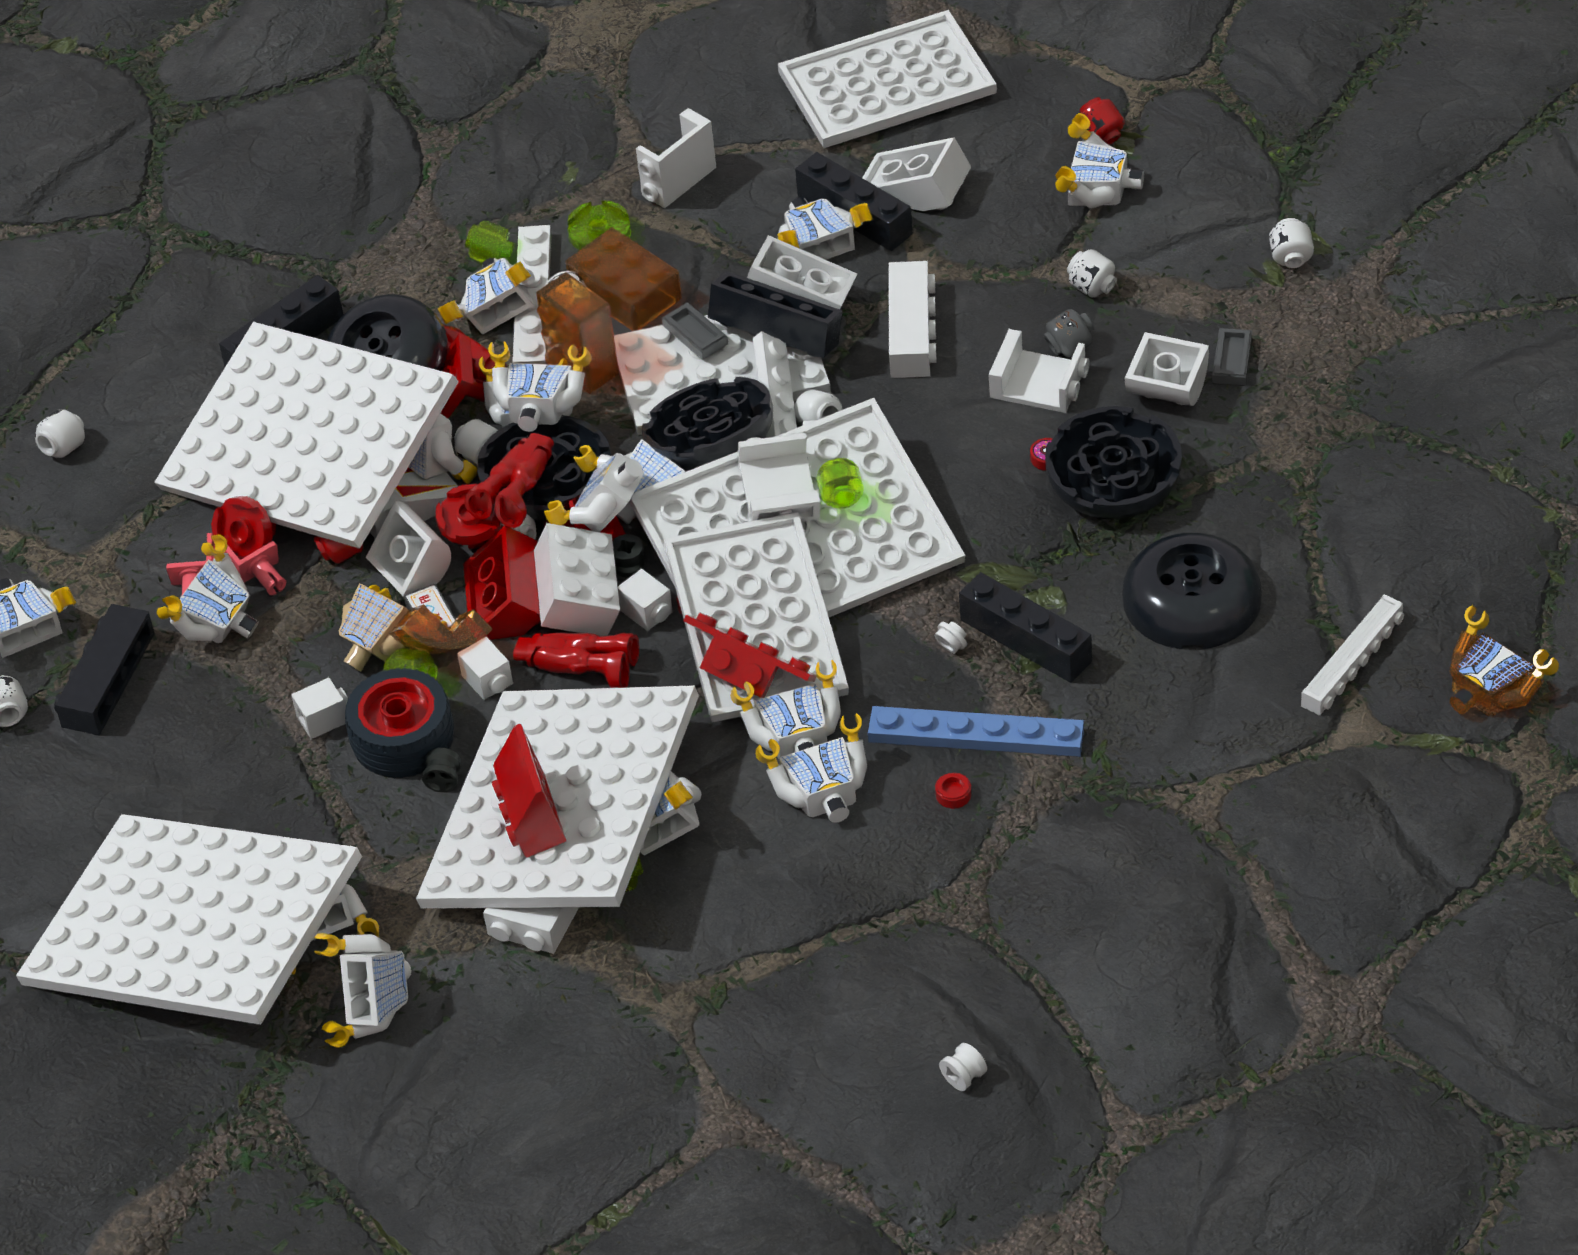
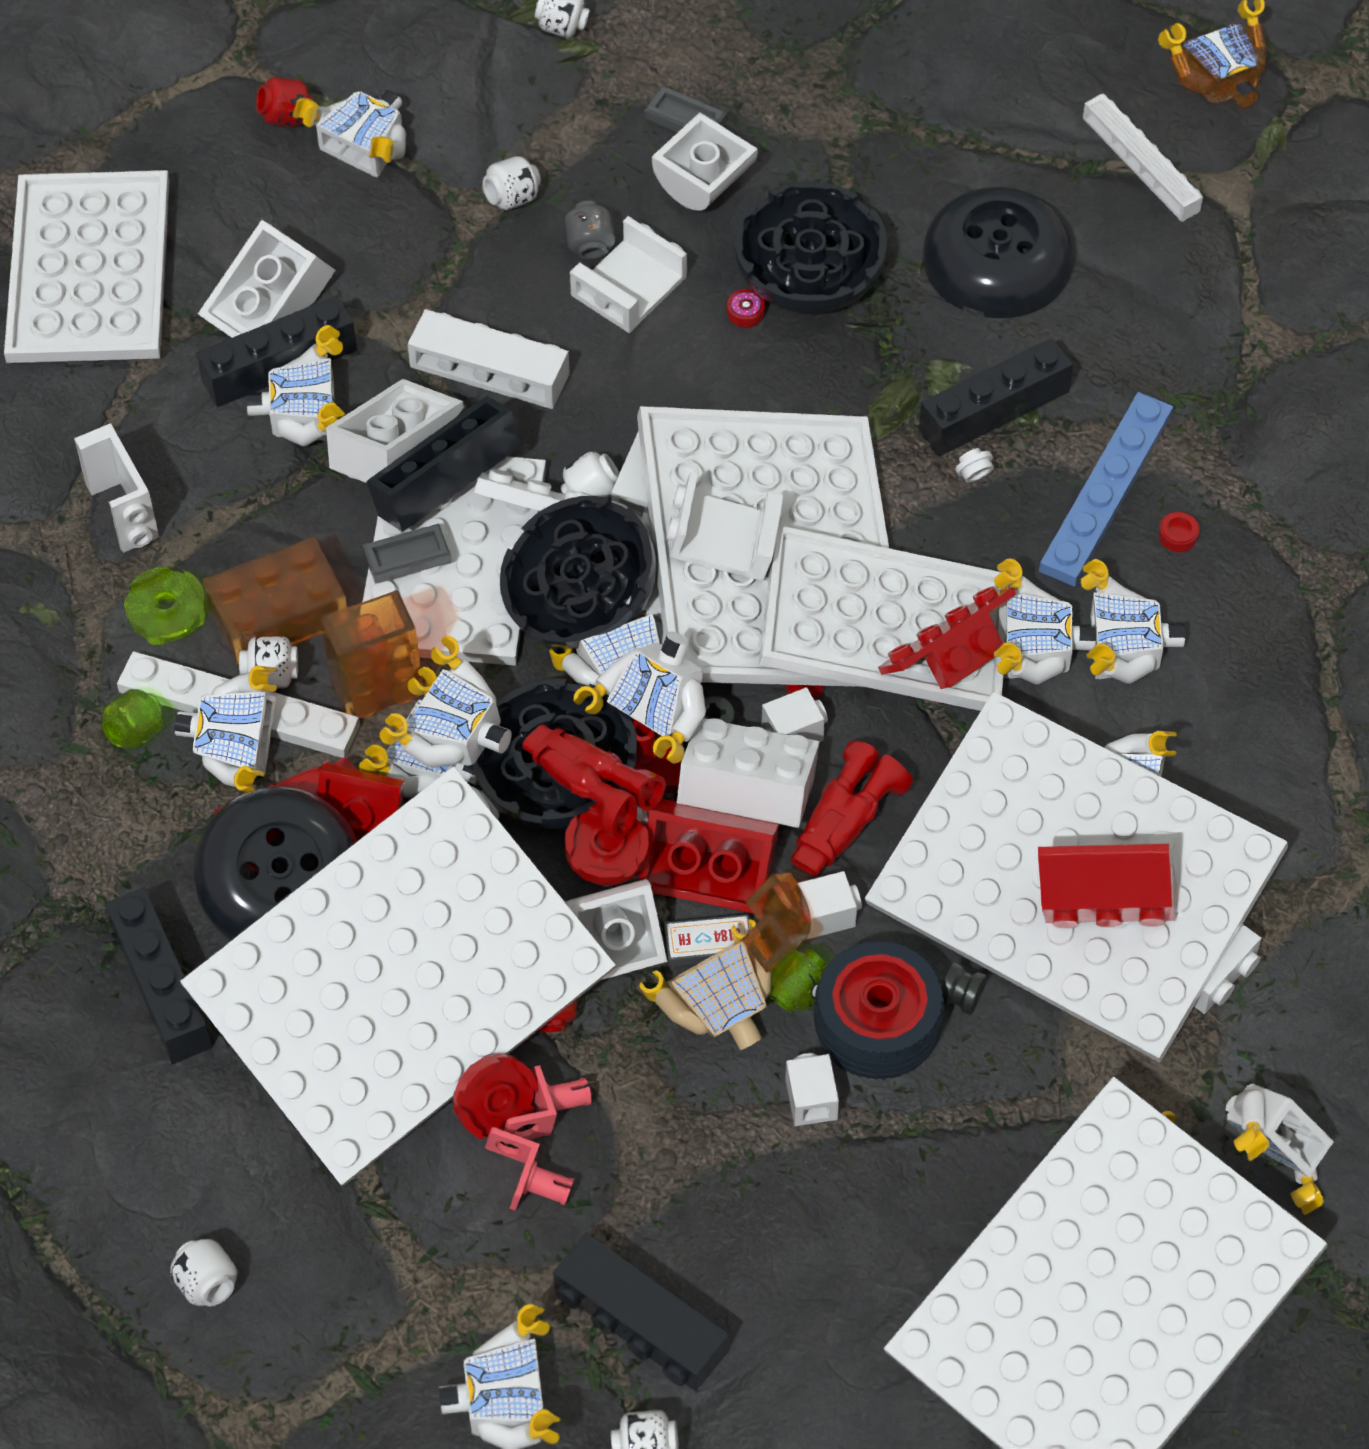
camera: 75 degrees left, 10 degrees up
(212, 601) = (598, 1157): torso -> none
(840, 483) = (753, 474): clear neon green head -> none

